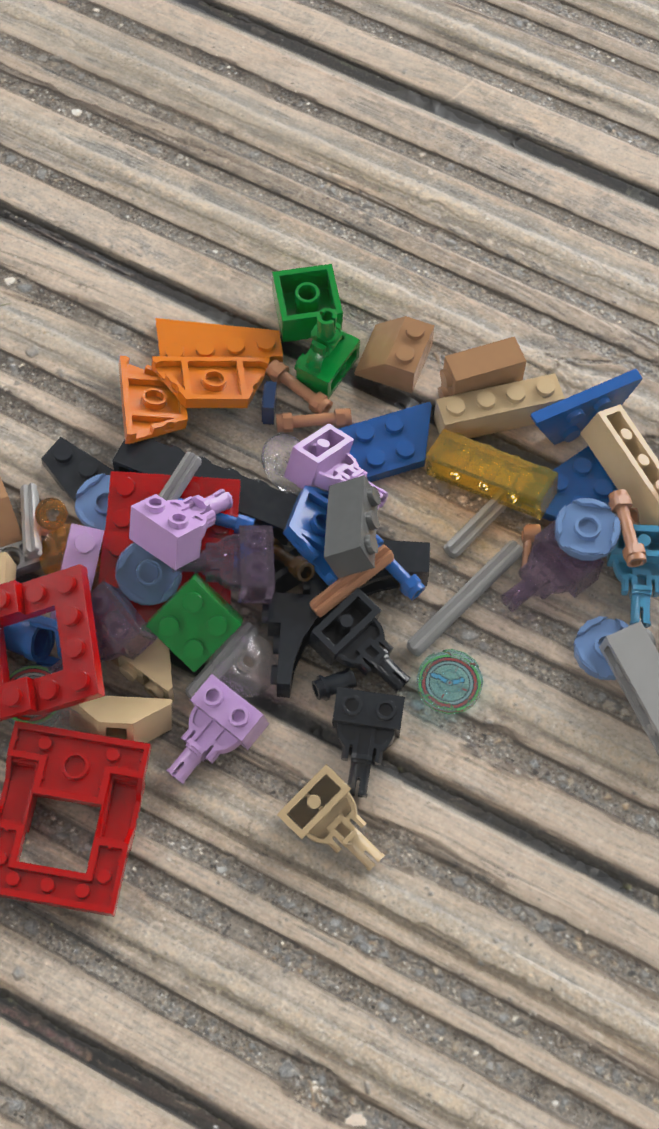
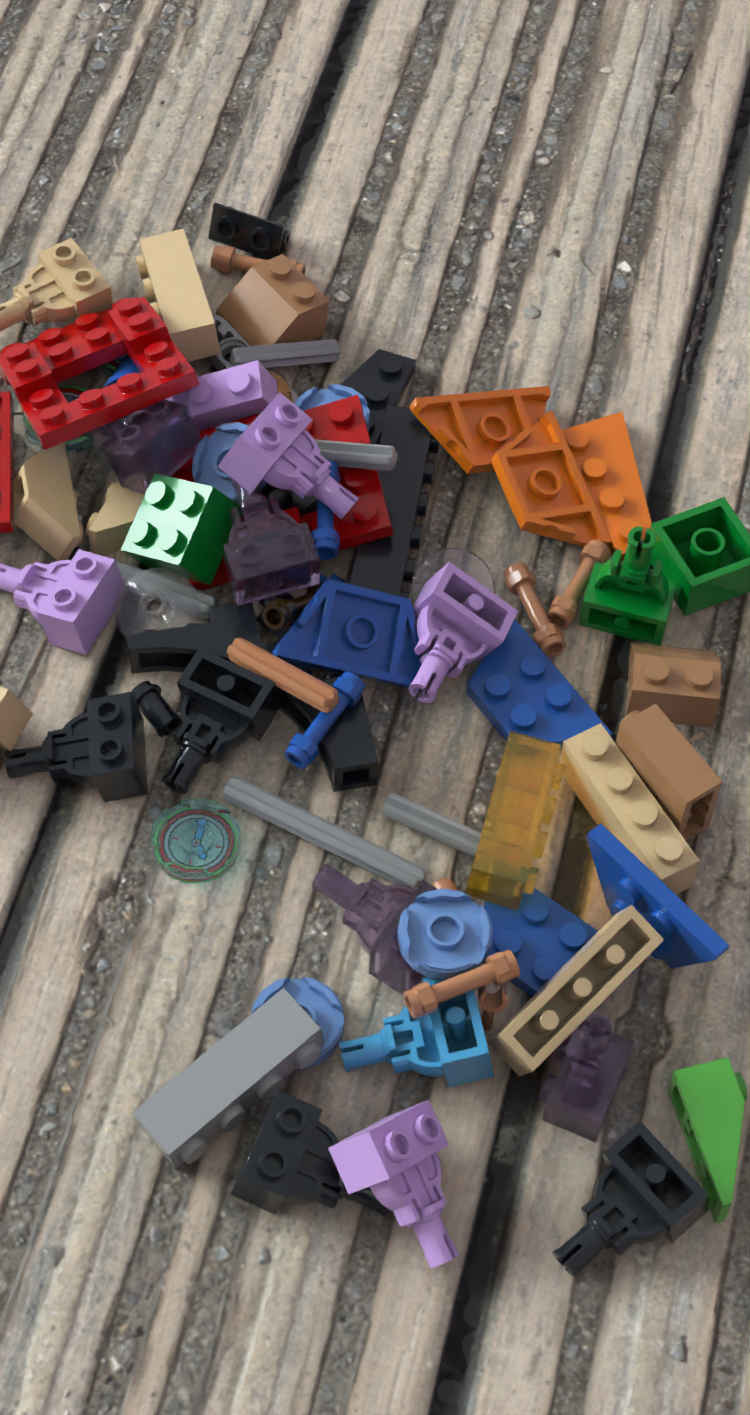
camera: 75 degrees right, 5 degrees down
(42, 513) = (295, 367): clear orange cone -> none
(269, 402) = (540, 552): dark blue tile -> none
(351, 526) = (352, 648): dark grey brick -> none

